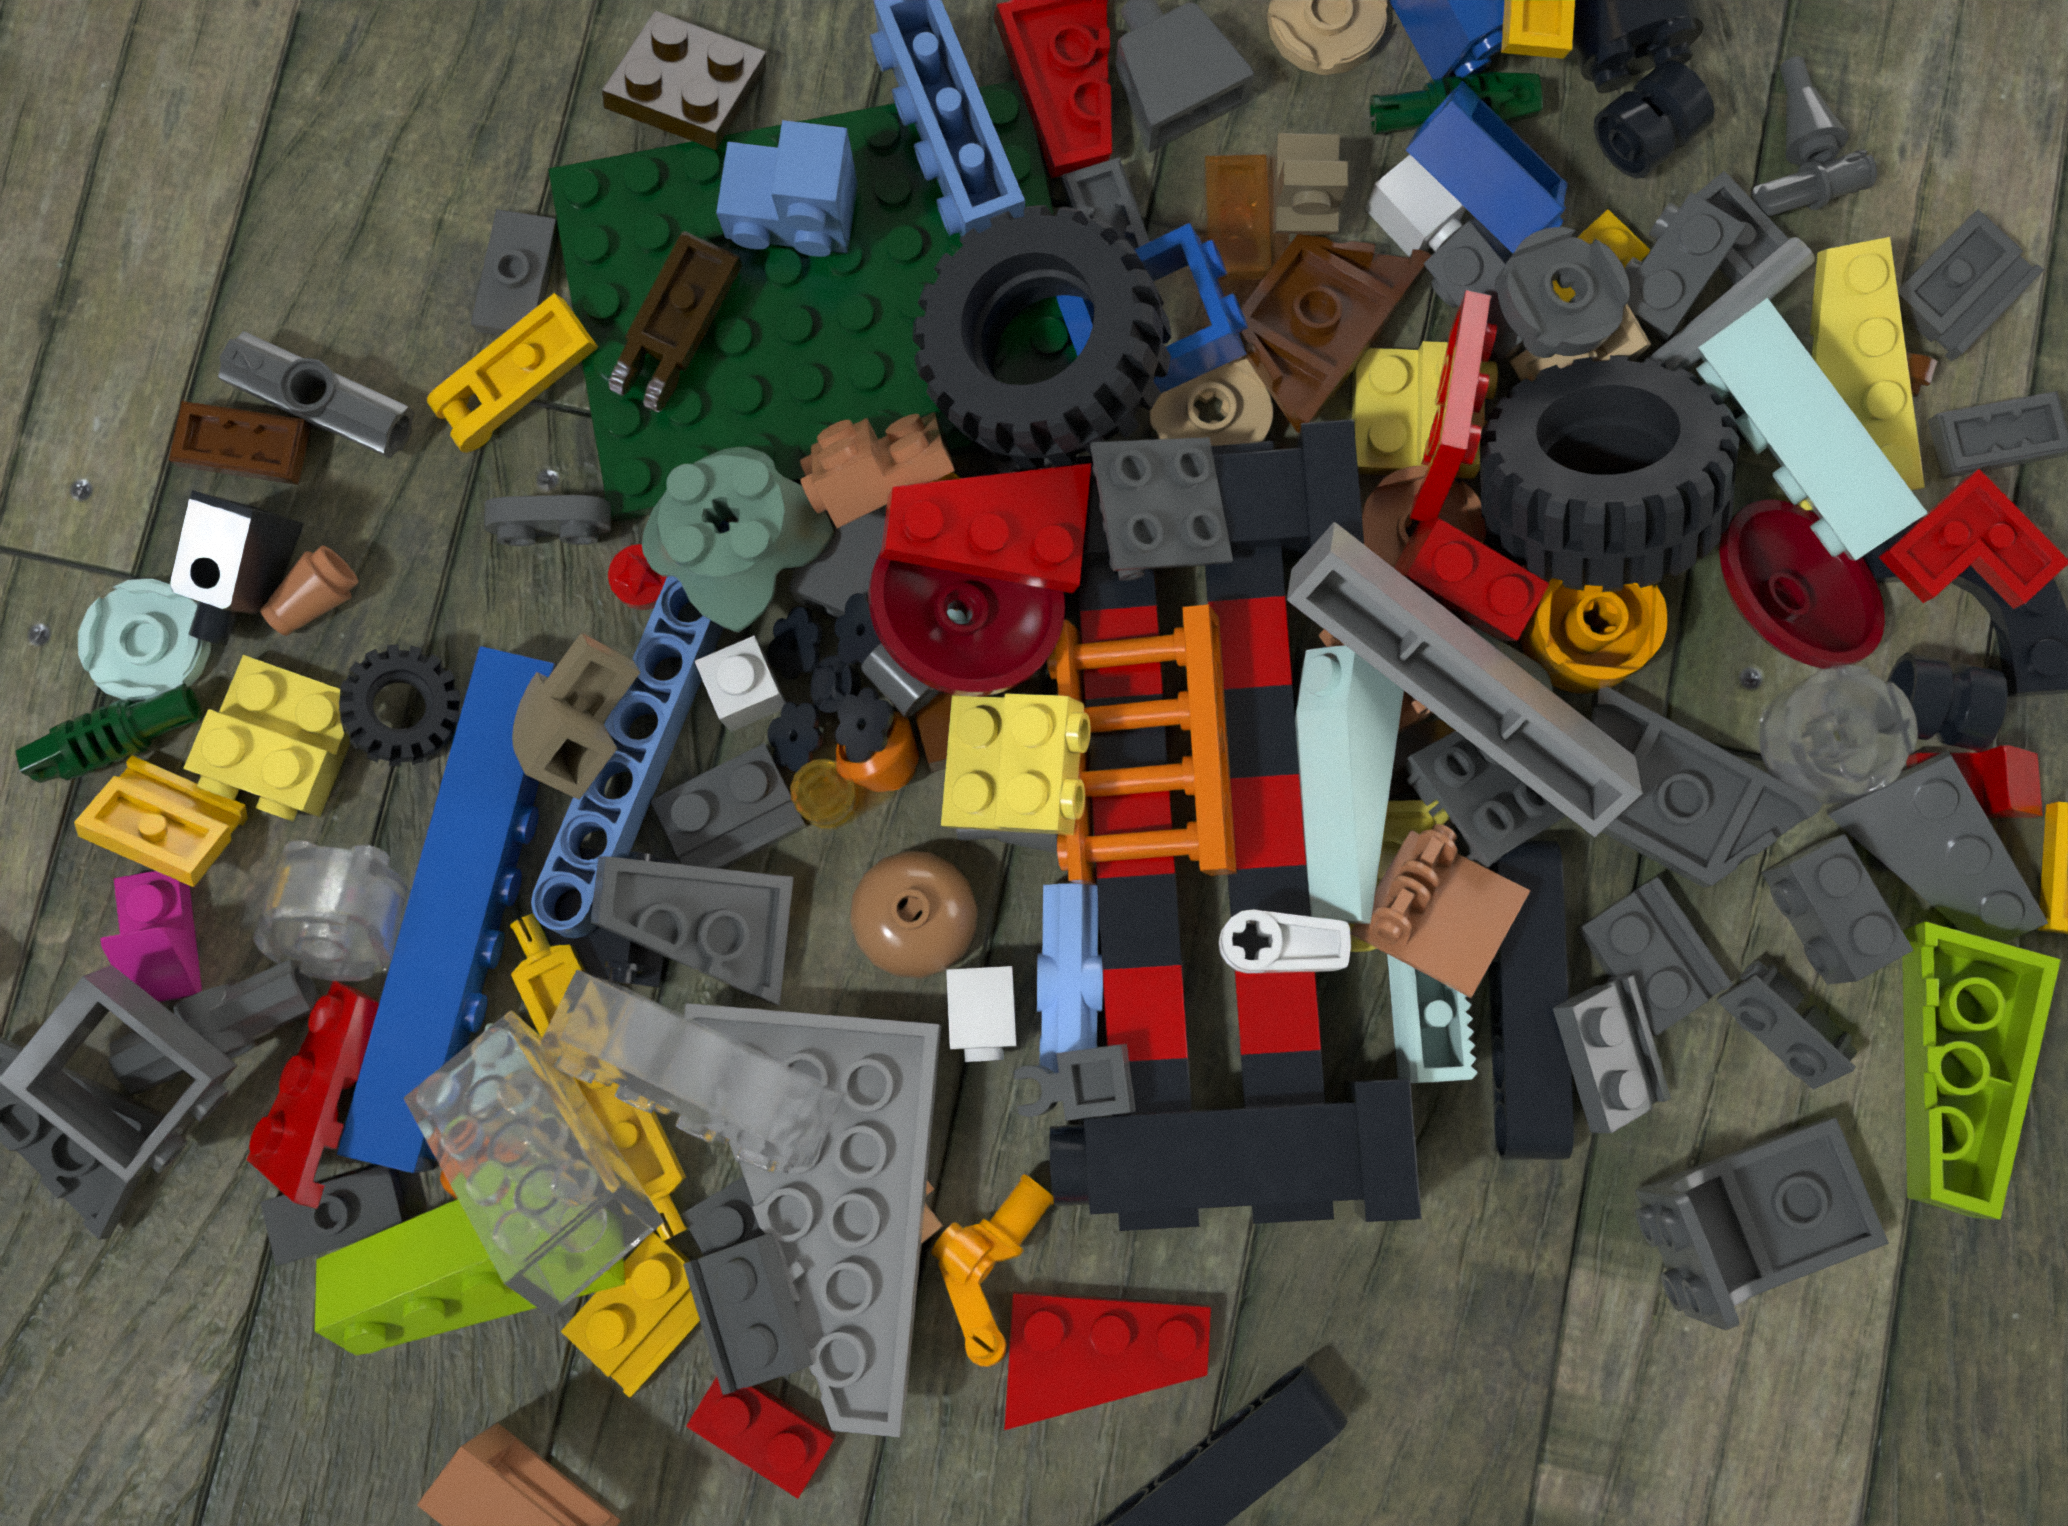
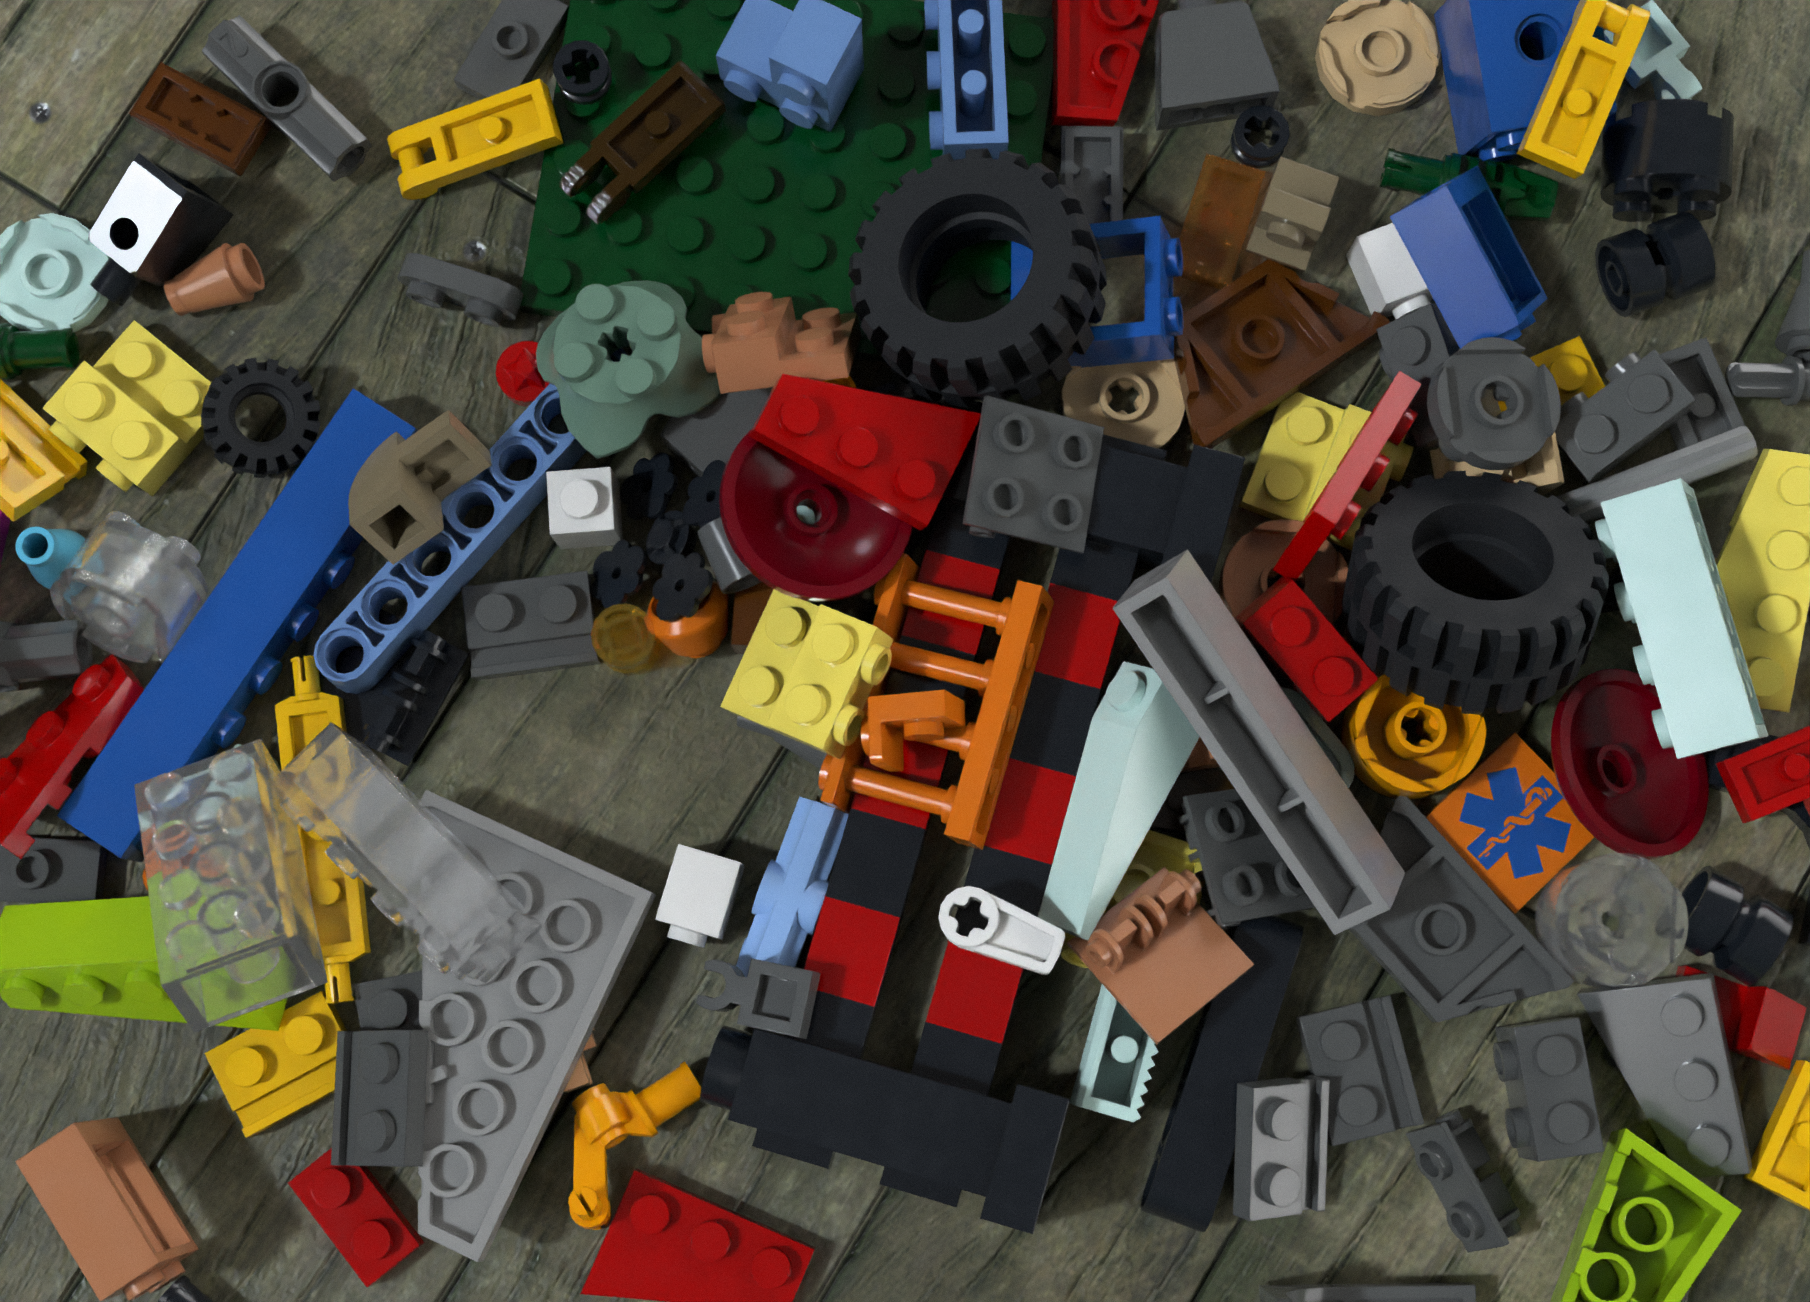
camera: 20 degrees right, 0 degrees up
(237, 904) = (47, 551): none -> medium azure cone
(573, 274) = (565, 66): none -> black bush
(702, 917) = (467, 714): dark grey wing -> none
(892, 936) = (690, 759): medium nougat cylinder -> none
(1134, 767) = (916, 714): none -> orange bracket
(1239, 110) = (1259, 118): none -> black bush
(1711, 676) = (1511, 823): none -> tile

